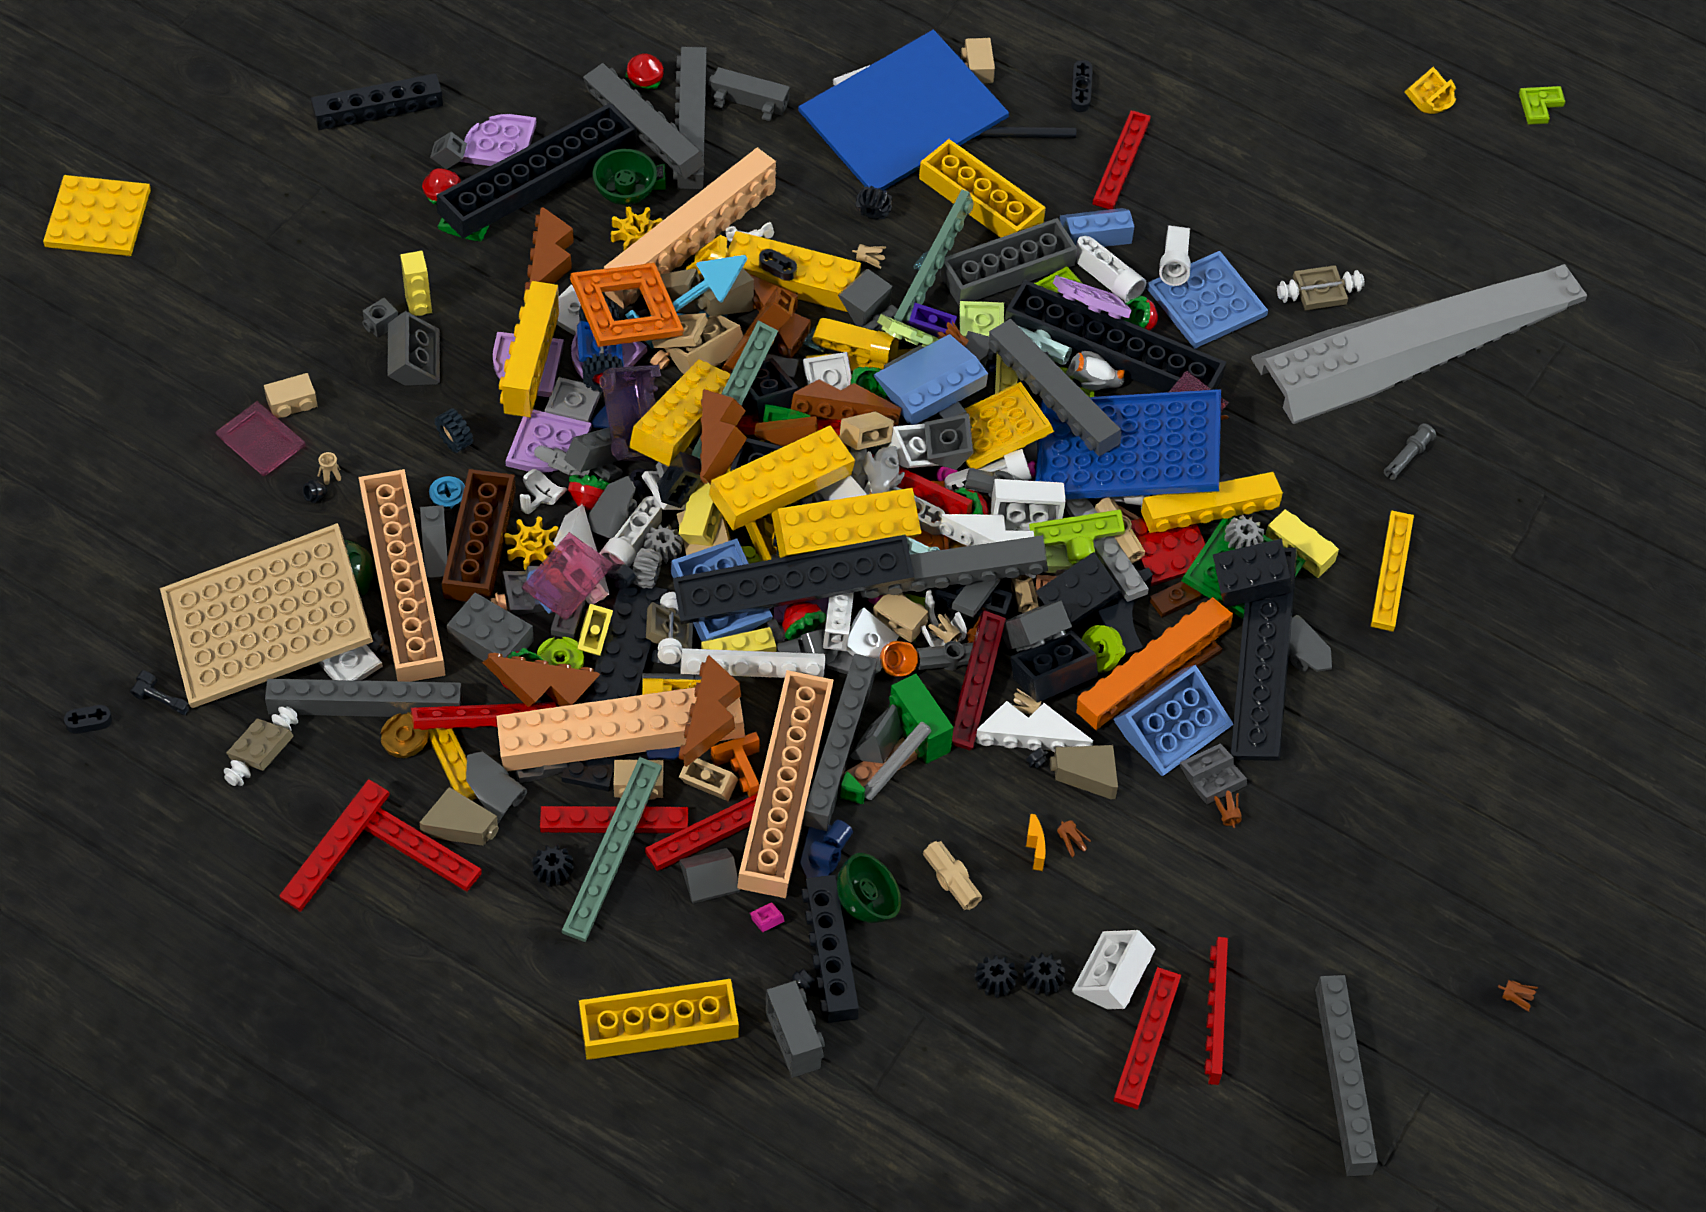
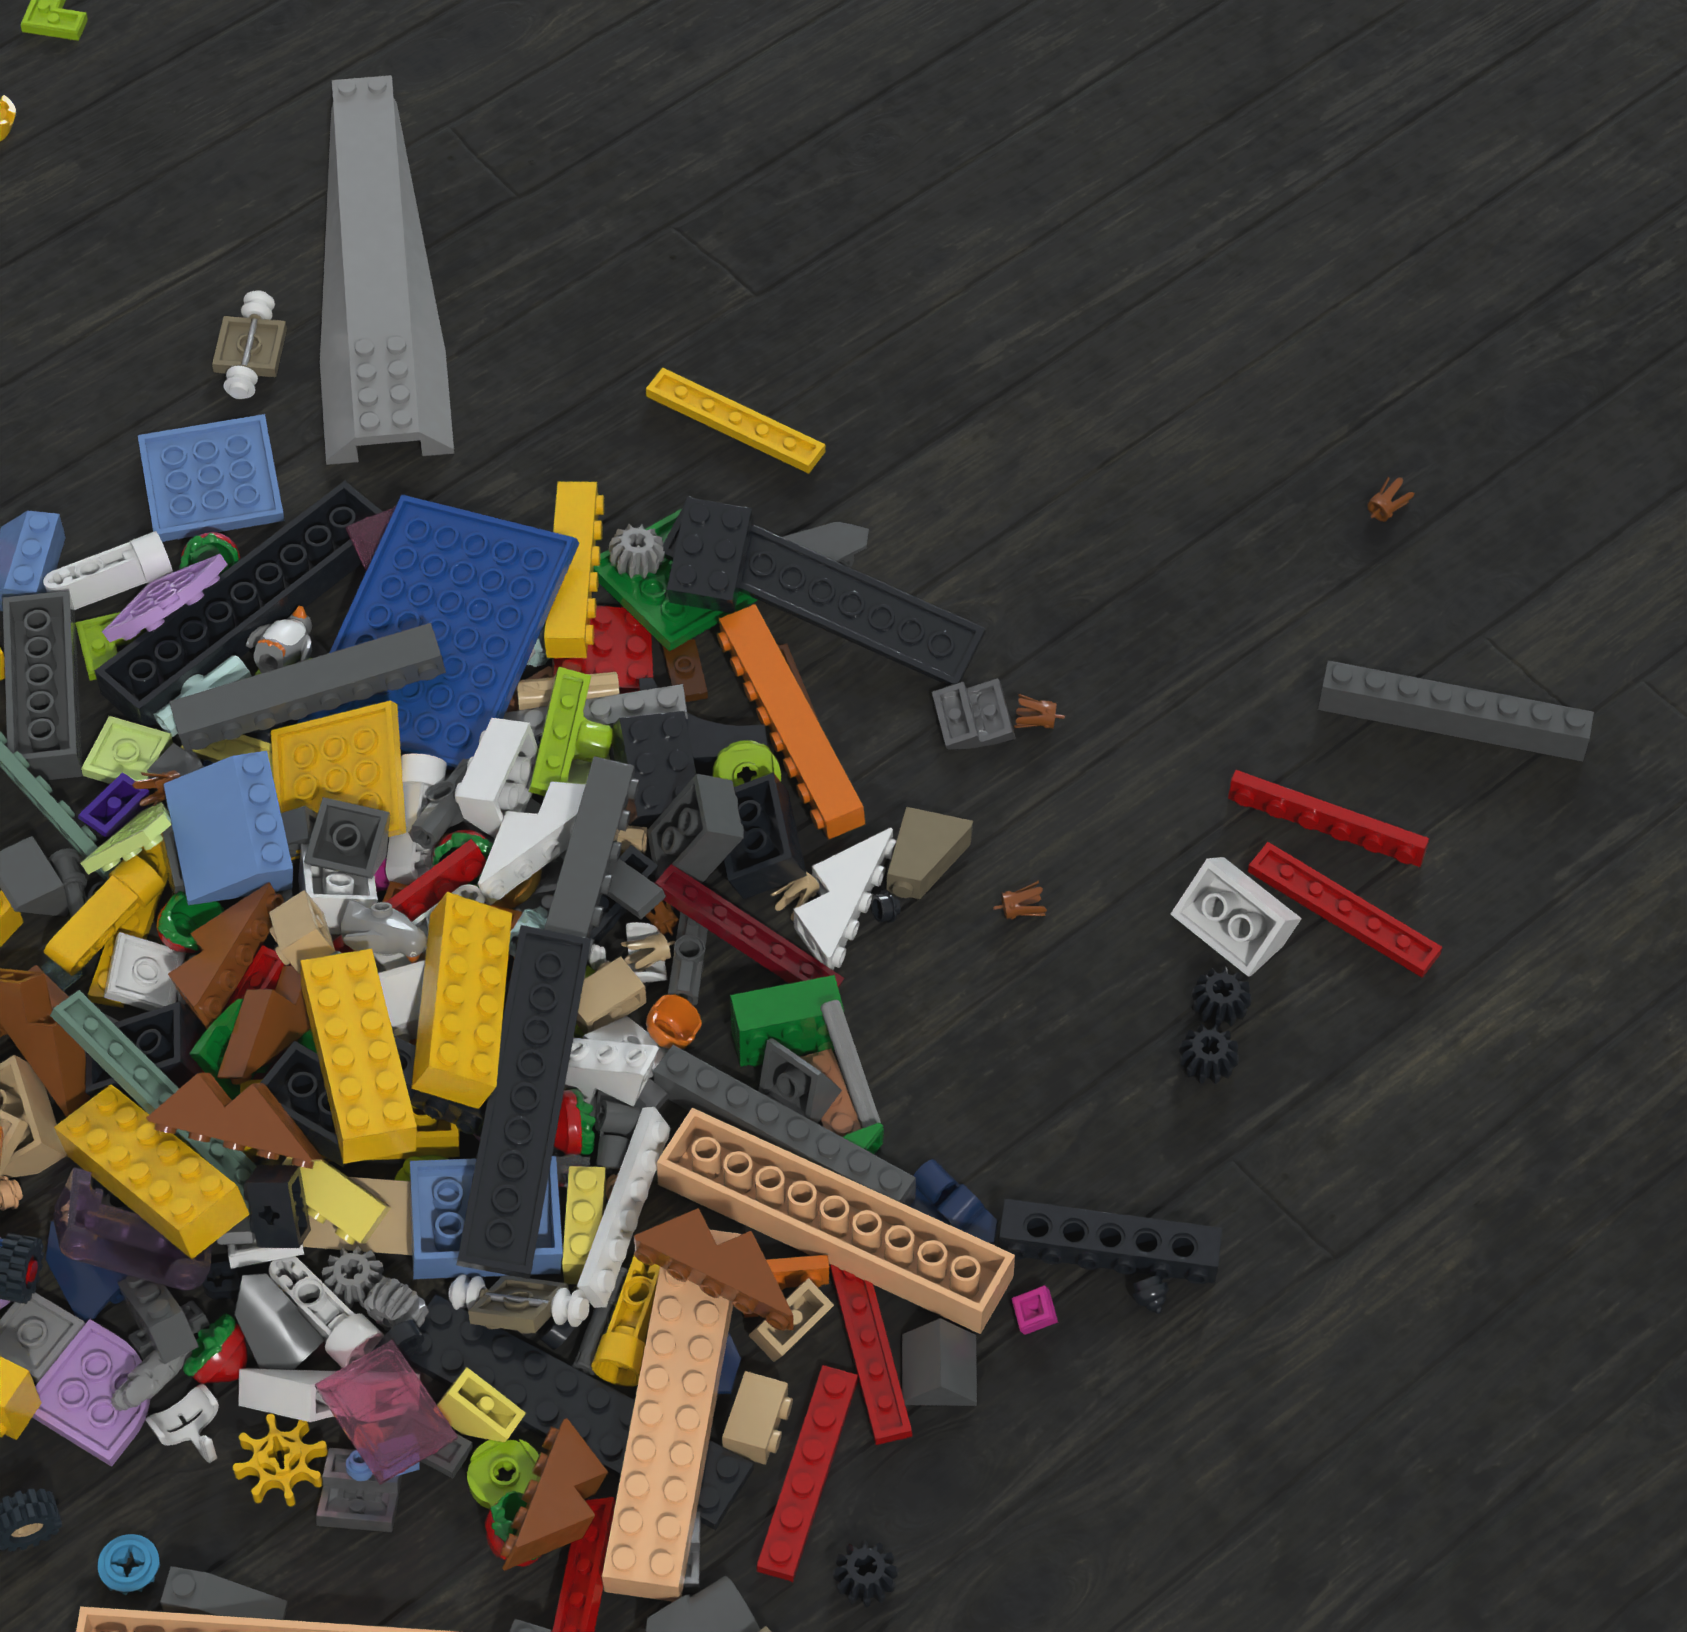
camera: 70 degrees left, 0 degrees up
(479, 535) = (242, 1531): reddish brown brick -> none
(487, 628) = (425, 1560): dark grey brick -> none
(499, 600) = (372, 1537): light nougat plate -> none
(612, 849) = (873, 1479): sand green plate -> none
(658, 1019) = (1167, 1491): yellow brick -> none
(794, 1028) = (1233, 1317): dark grey brick -> none
(868, 889) = (1045, 1165): dark green piece -> none
(952, 875) = (1038, 1061): tan piece -> none
(1036, 840) = (1008, 943): light orange slope -> none
(1174, 720) = (879, 730): medium blue slope -> none
(1175, 262) = (127, 483): white beam -> none
(1309, 544) = (656, 497): light yellow brick -> none
(1415, 445) = (551, 330): dark grey pin -> none

